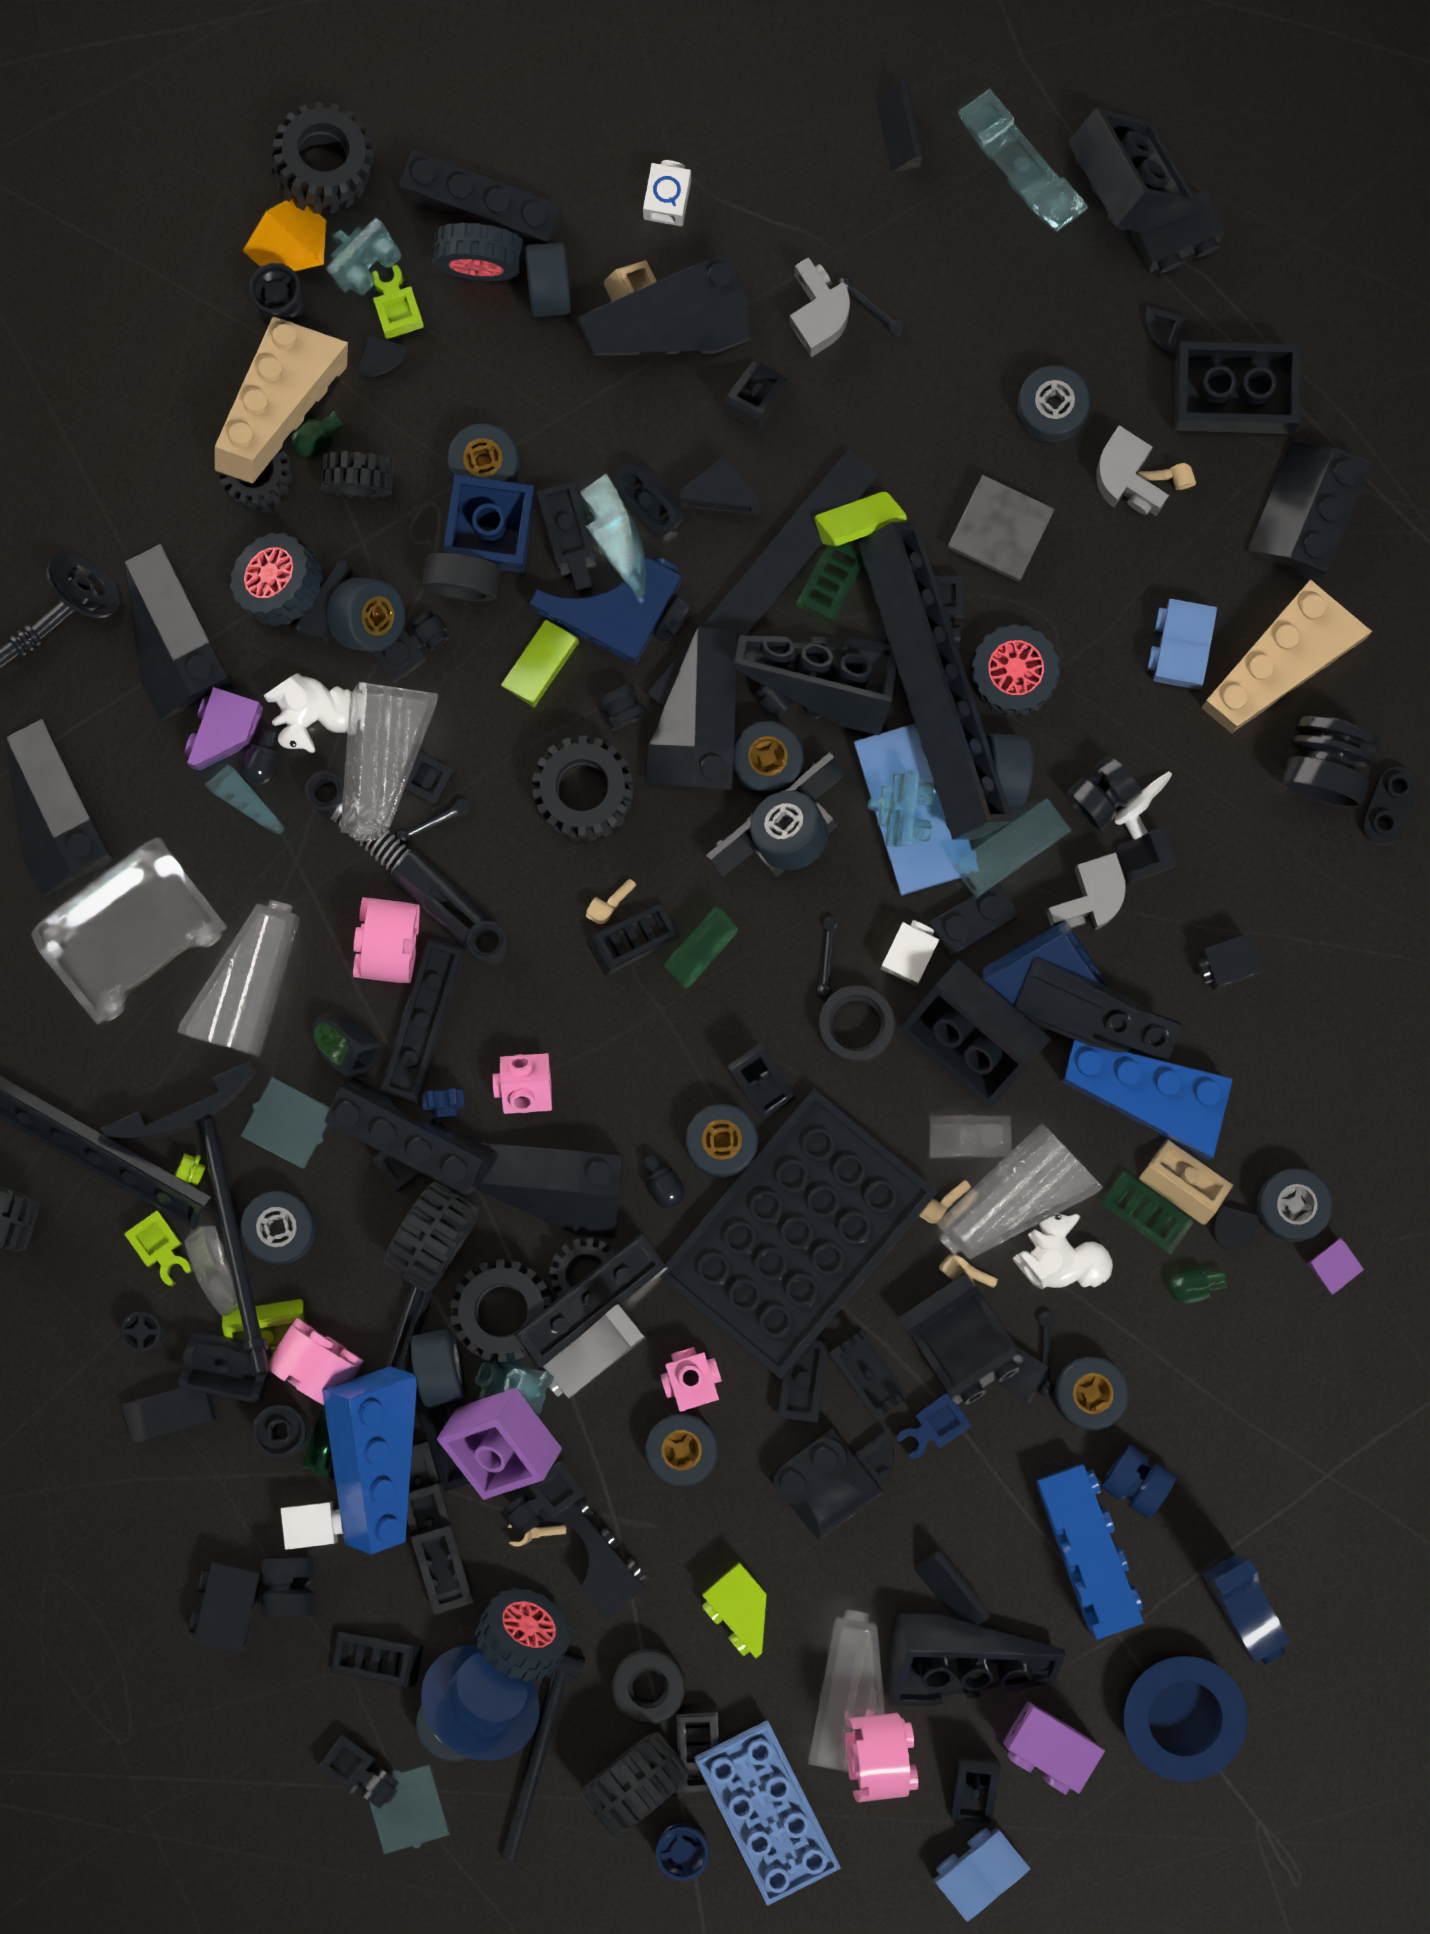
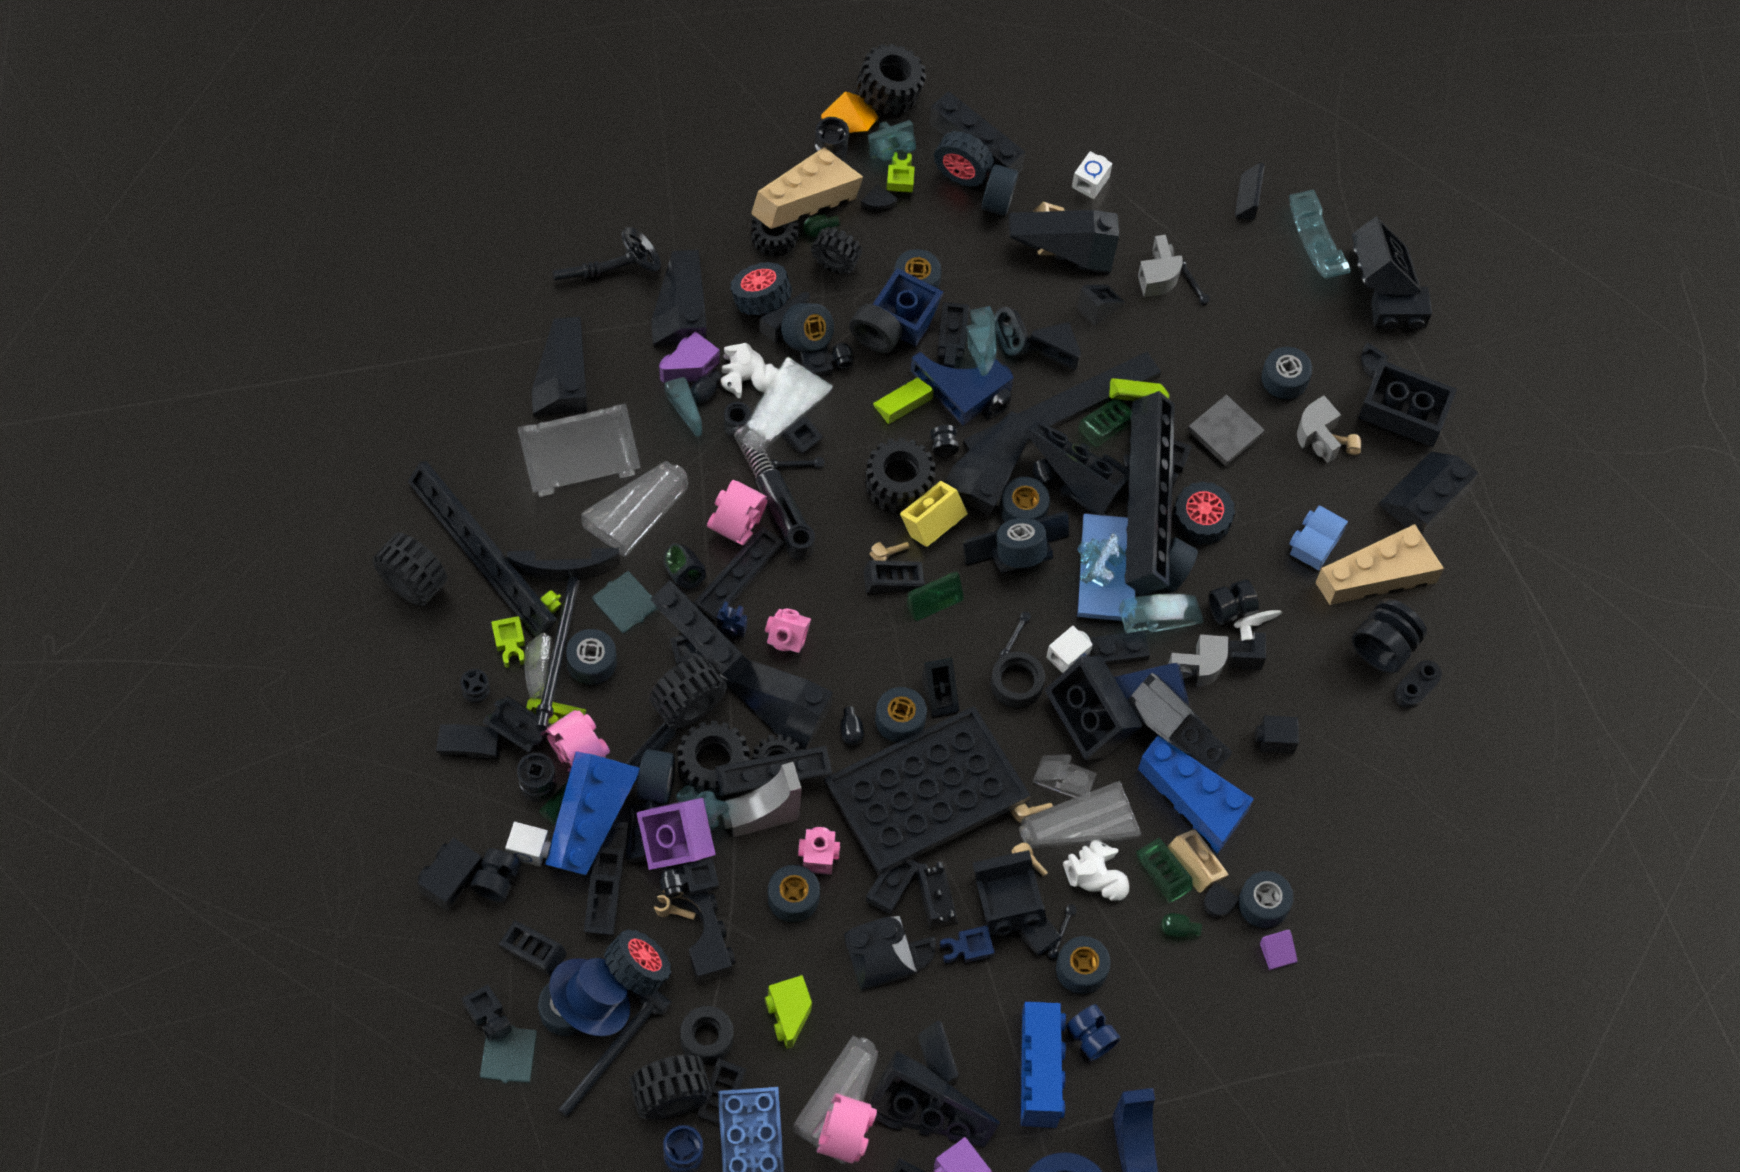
camera: 15 degrees right, 20 degrees down
(651, 829) = (933, 513): none -> light yellow brick

